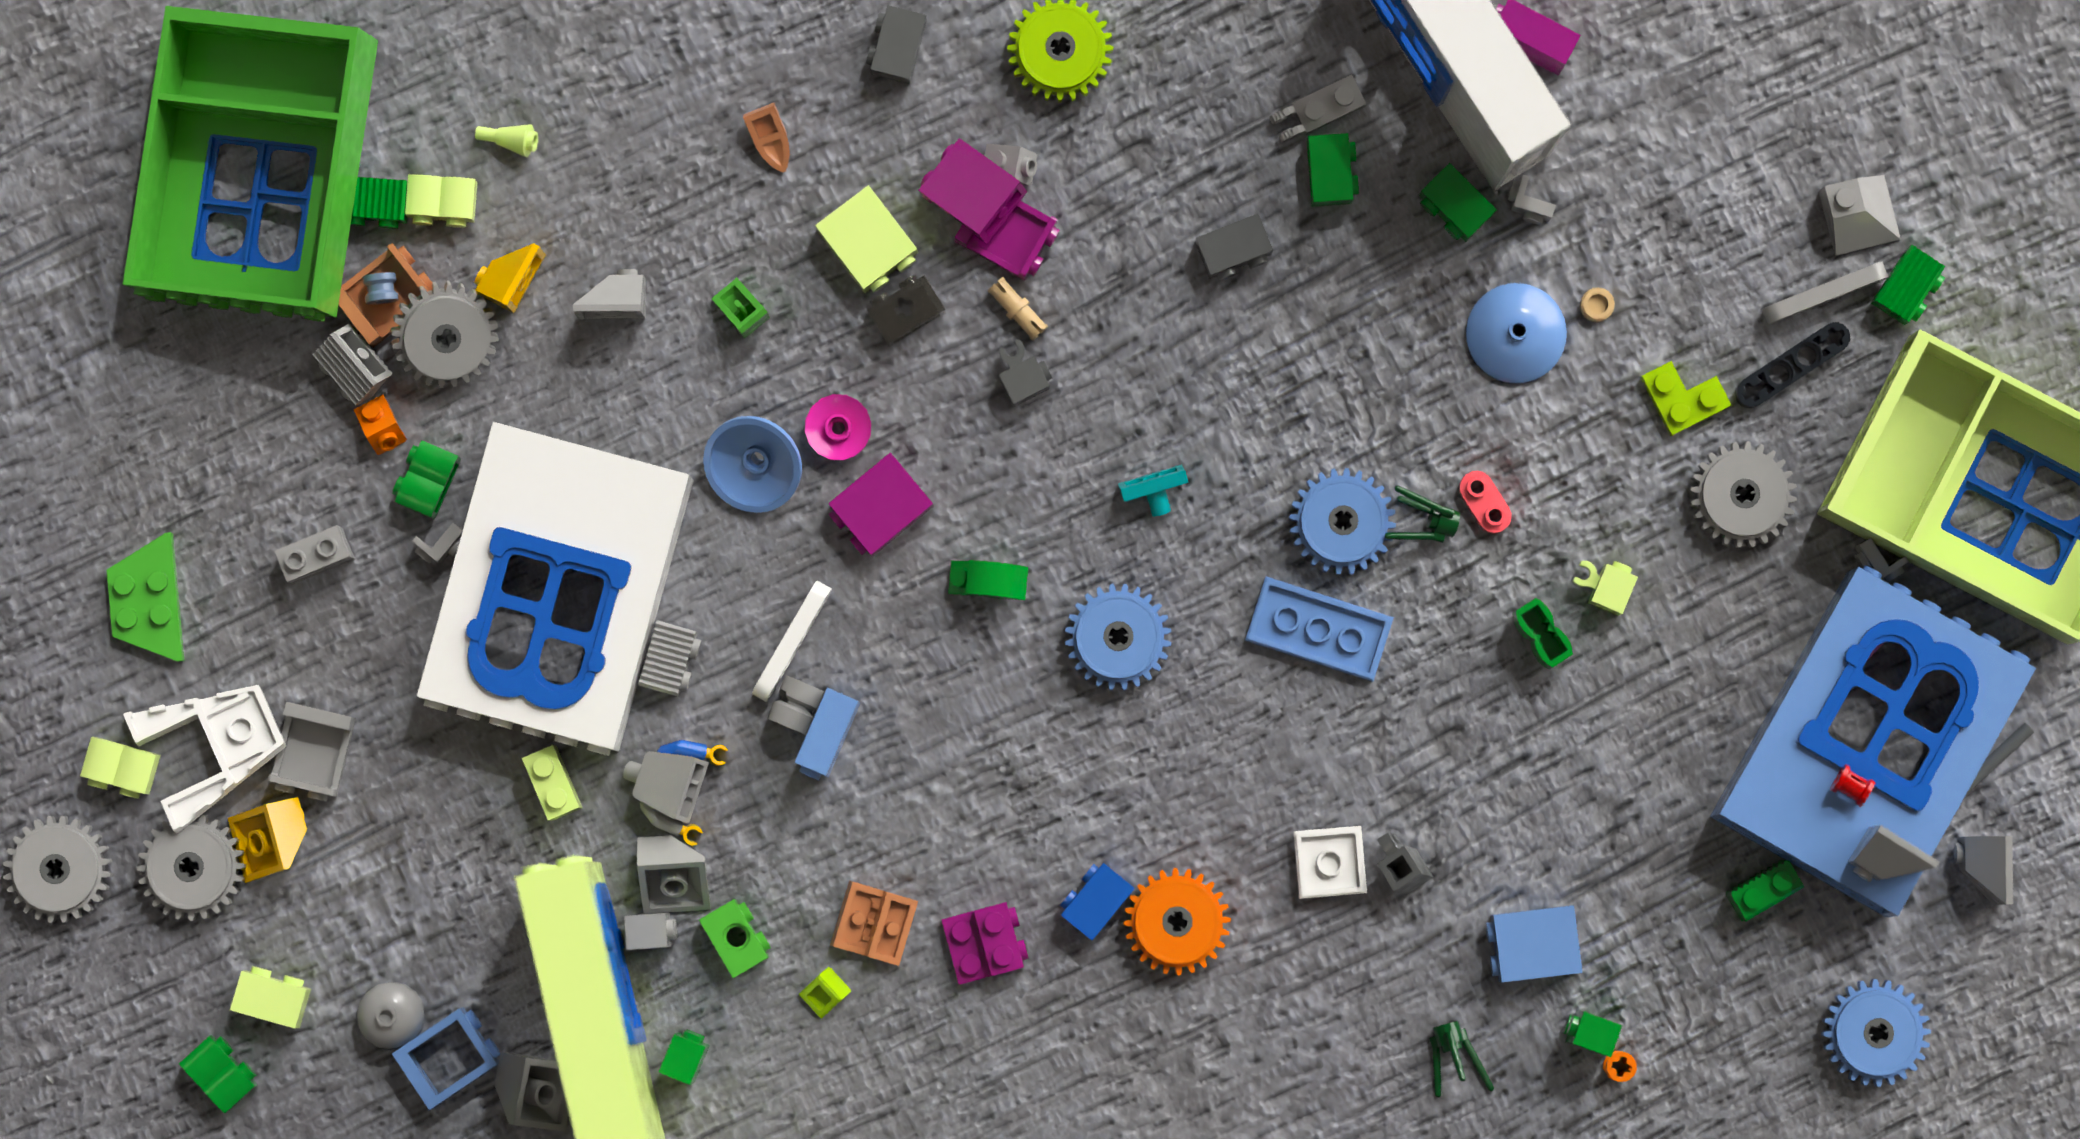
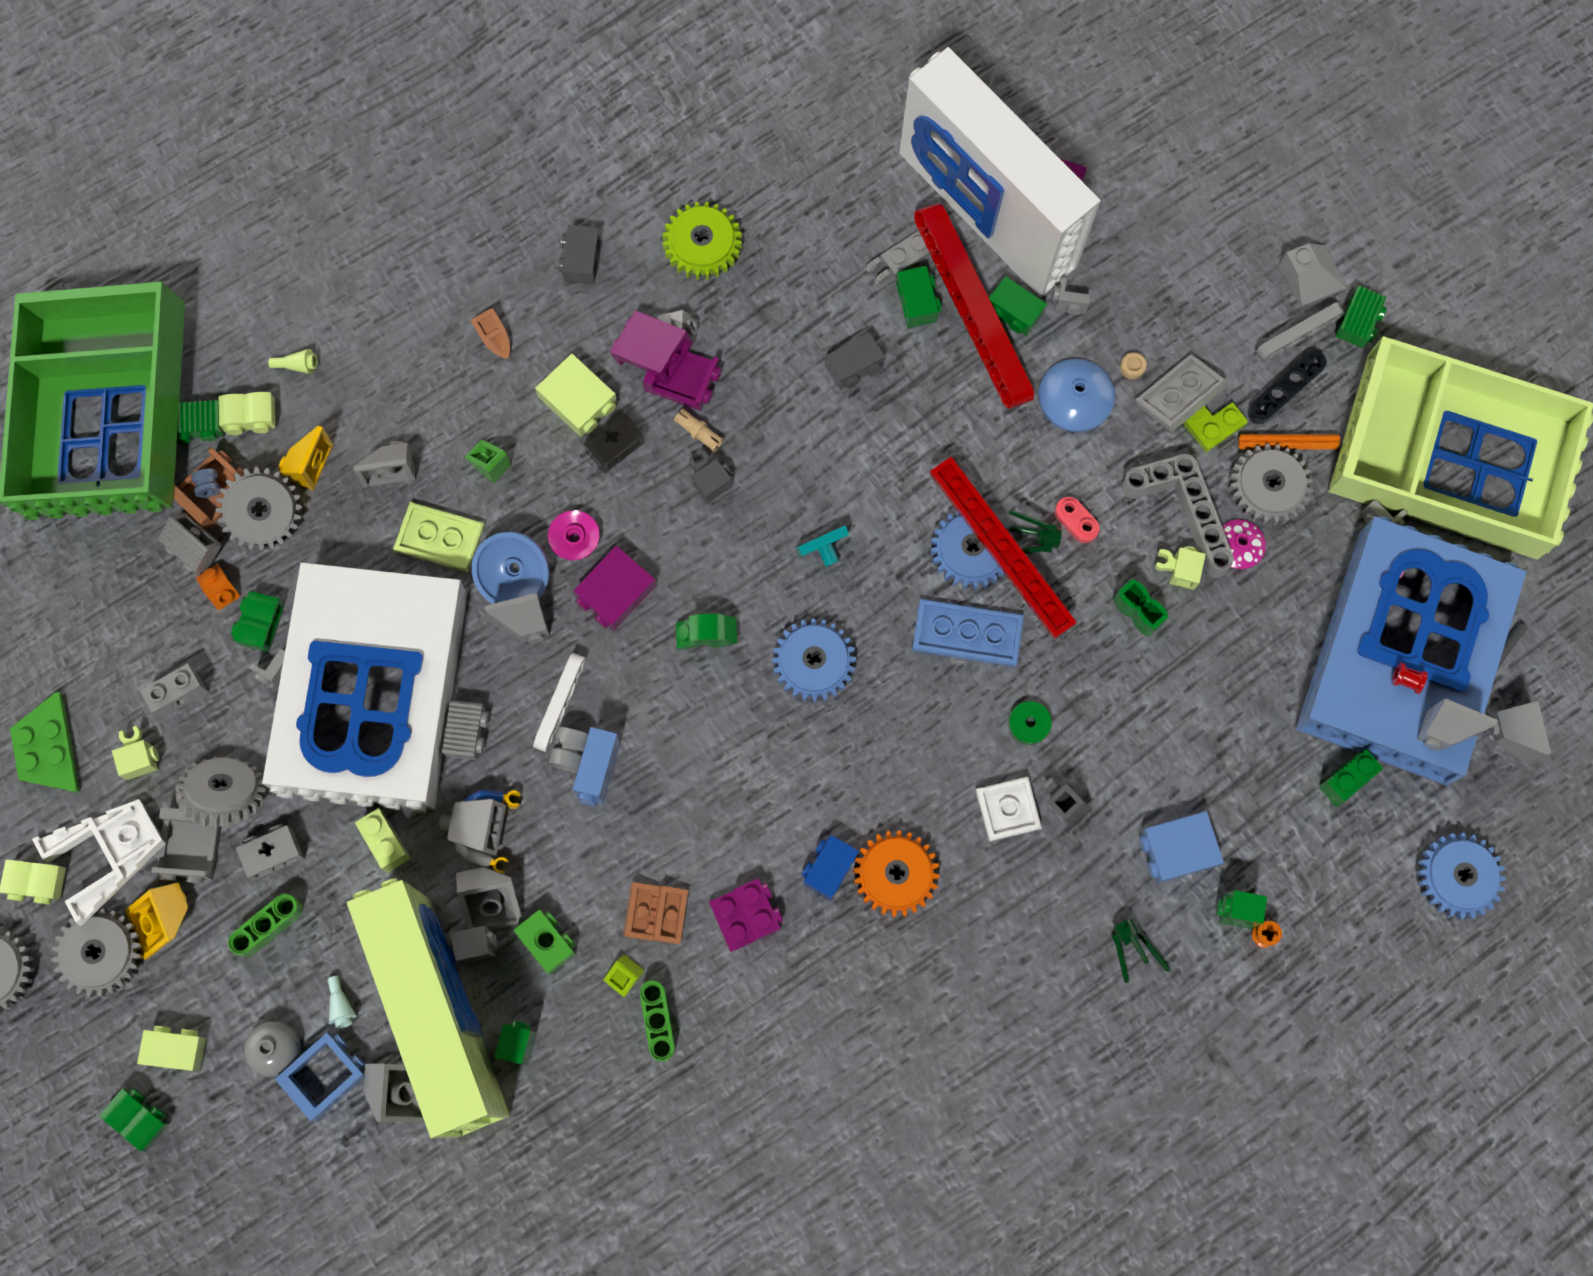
camera: 10 degrees left, 10 degrees down
(258, 631) = (135, 757): none -> yellowish green brick
(362, 694) = (220, 792): none -> light grey gear
(381, 867) = (252, 929): none -> bright green beam
(432, 776) = (285, 852): none -> light grey brick
(476, 981) = (340, 1010): none -> light aqua cone
(666, 401) = (439, 537): none -> yellowish green tile
(759, 529) = (520, 617): none -> light grey slope
(858, 1072) = (657, 1007): none -> bright green beam
(1378, 531) = (1003, 548): none -> red plate
(1392, 756) = (1026, 734): none -> green piece
(1401, 194) = (974, 306): none -> red beam
(1633, 506) = (1190, 504): none -> light grey beam
(1651, 354) = (1181, 393): none -> light grey tile
(1672, 568) = (1244, 555): none -> dark pink dish
(1779, 439) = (1290, 441): none -> orange axle

